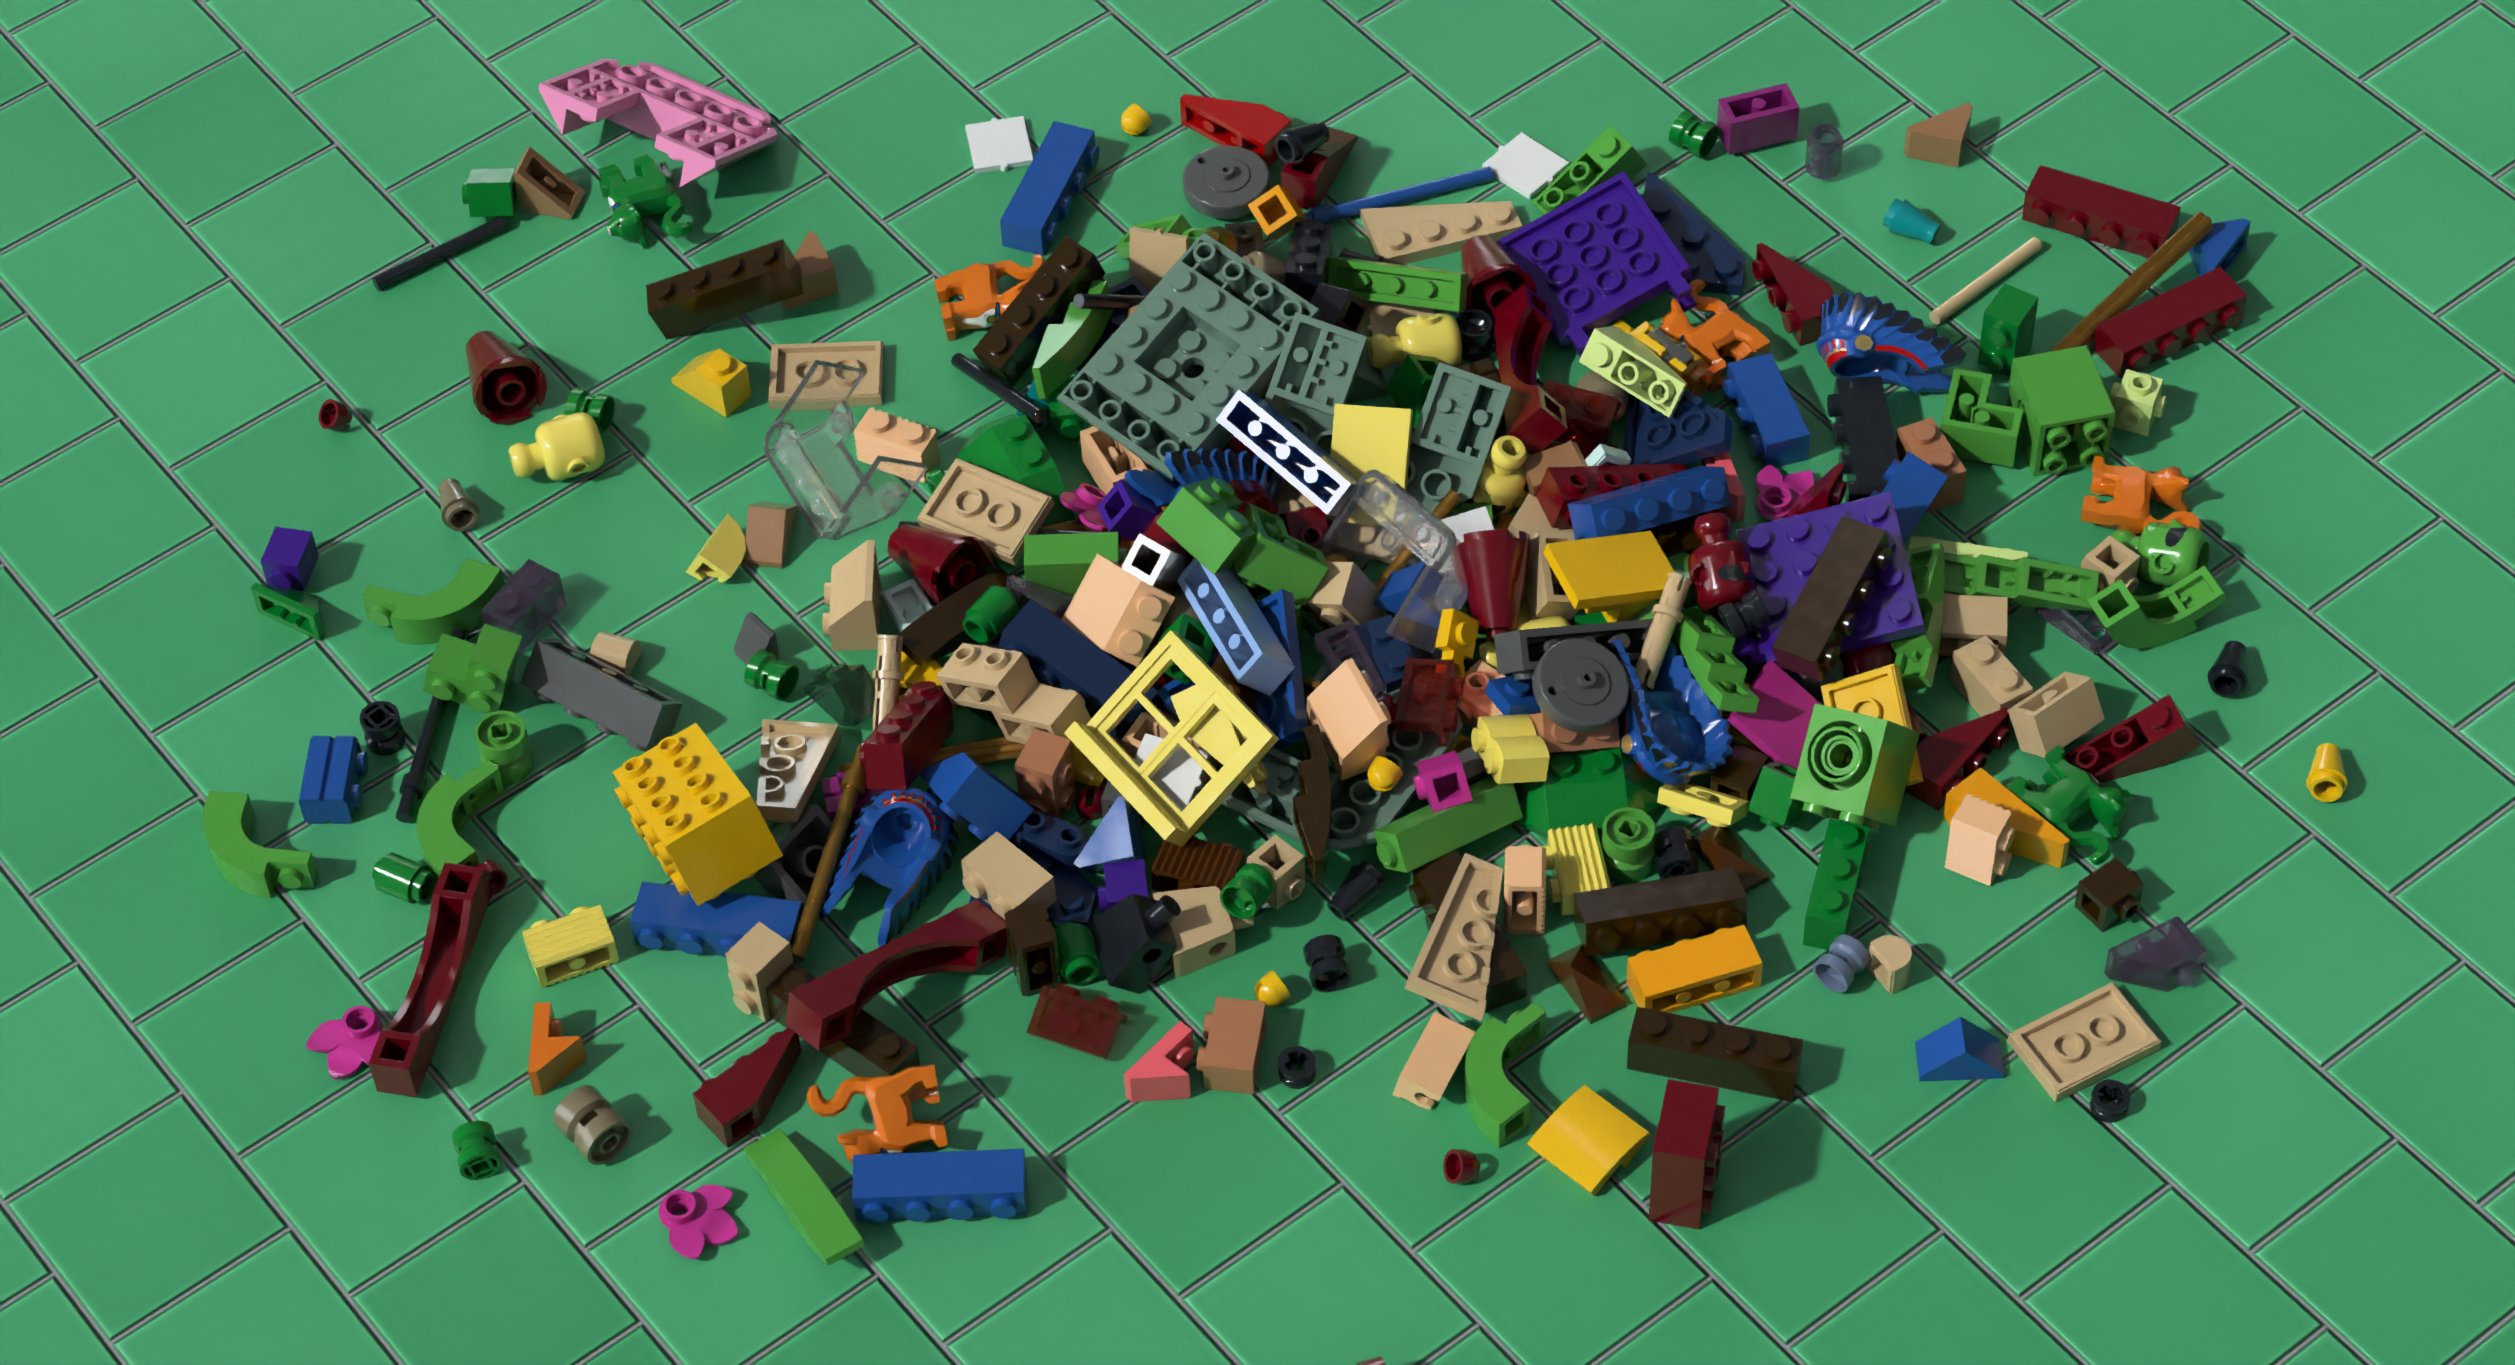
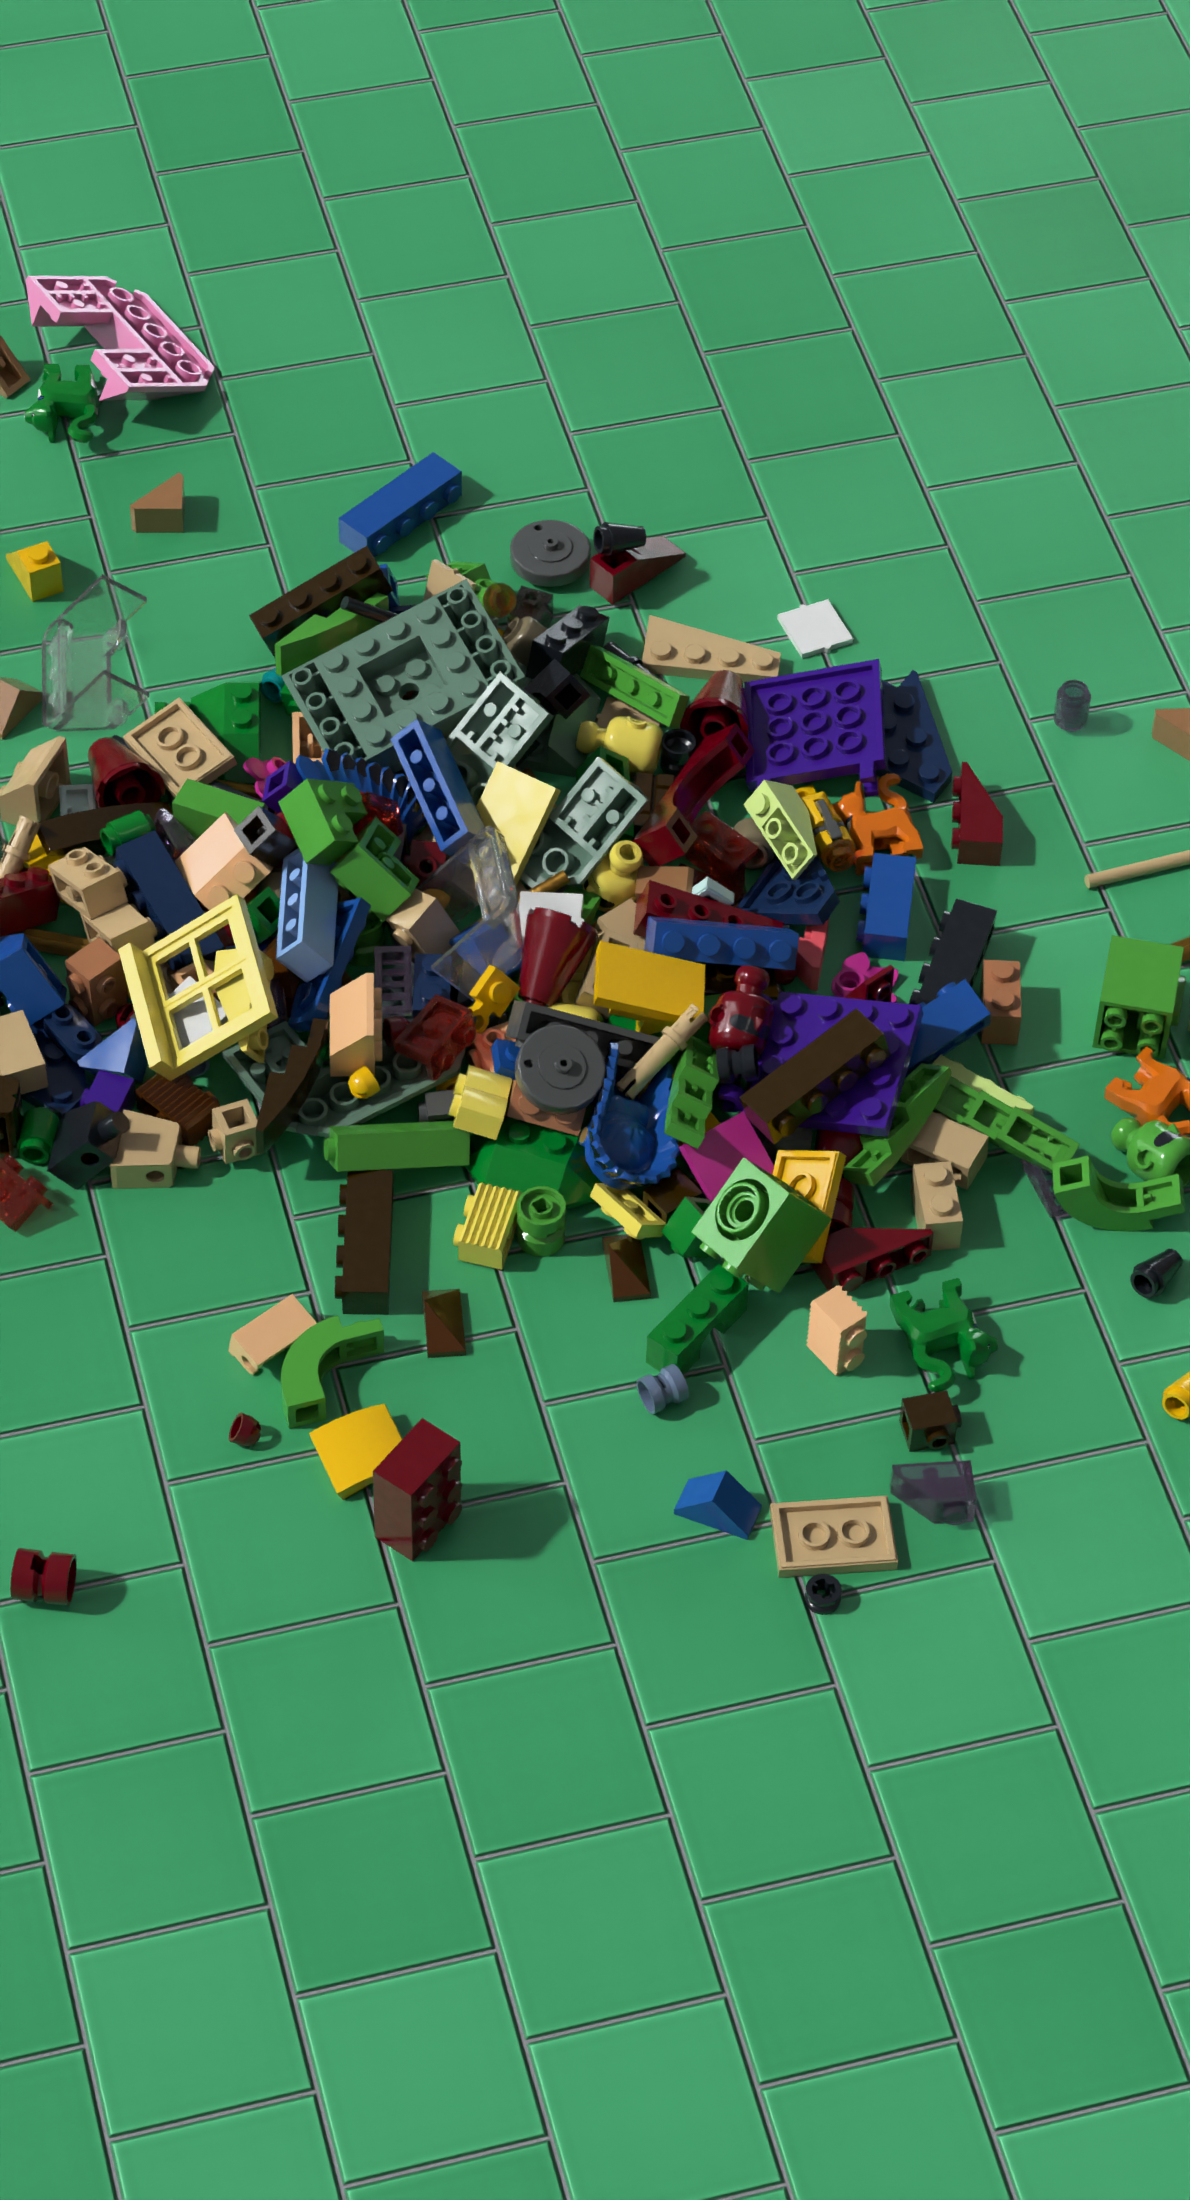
camera: 20 degrees right, 0 degrees up
(724, 289) = (81, 495): dark brown brick -> none
(793, 361) = (163, 593): tan tile -> none
(895, 438) = (147, 668): light nougat brick -> none
(980, 290) = (291, 568): orange animal -> none
(998, 388) = (256, 655): black bar -> none
(999, 144) = (385, 456): white piece -> none
(1135, 120) = (506, 476): yellow hinge -> none
(1160, 1070) = (43, 1255): coral slope -> none
(1233, 1045) = (119, 1258): nougat brick -> none
(1235, 123) = (584, 504): red slope -> none
(1247, 891) = (194, 1137): green wheel -> none
(1271, 990) = (178, 1227): yellow hinge -> none
(1277, 211) = (567, 590): light orange brick -> none
(1298, 1055) = (152, 1293): black bush -> none
(1327, 965) = (235, 1224): black wheel -> none
(1356, 890) = (297, 1172): black cone -> none
(1399, 196) = (614, 609): blue bar -> none
(1442, 781) = (407, 1107): dark pink brick -> none
(1459, 946) = (341, 1246): tan wing -> none
(1524, 890) = (428, 1223): light nougat brick -> none
(1596, 164) = (880, 641): bright green slope -> none
(1659, 911) = (534, 1286): dark brown brick -> none
(1678, 856) = (577, 1249): black wheel -> none
(1693, 134) = (973, 654): green wheel -> none
(1695, 971) = (533, 1347): light orange brick -> none
(1714, 1054) = (507, 1421): dark brown brick -> none
(1758, 118) = (1031, 657): magenta brick -> none
(1875, 339) = (1009, 880): blue piece -> none
(1890, 962) = (705, 1404): tan brick -> none
(1909, 221) = (1114, 791): teal cone -> none
(1977, 427) = (1059, 982): bright green brick -> none
(2007, 329) = (1136, 908): green brick -> none
(2033, 836) = (885, 1334): light orange slope -> none
(2056, 714) = (975, 1252): tan brick -> none
(2114, 563) = (1102, 1144): tan brick -> none
(2138, 743) = (1036, 1304): dark red slope -> none

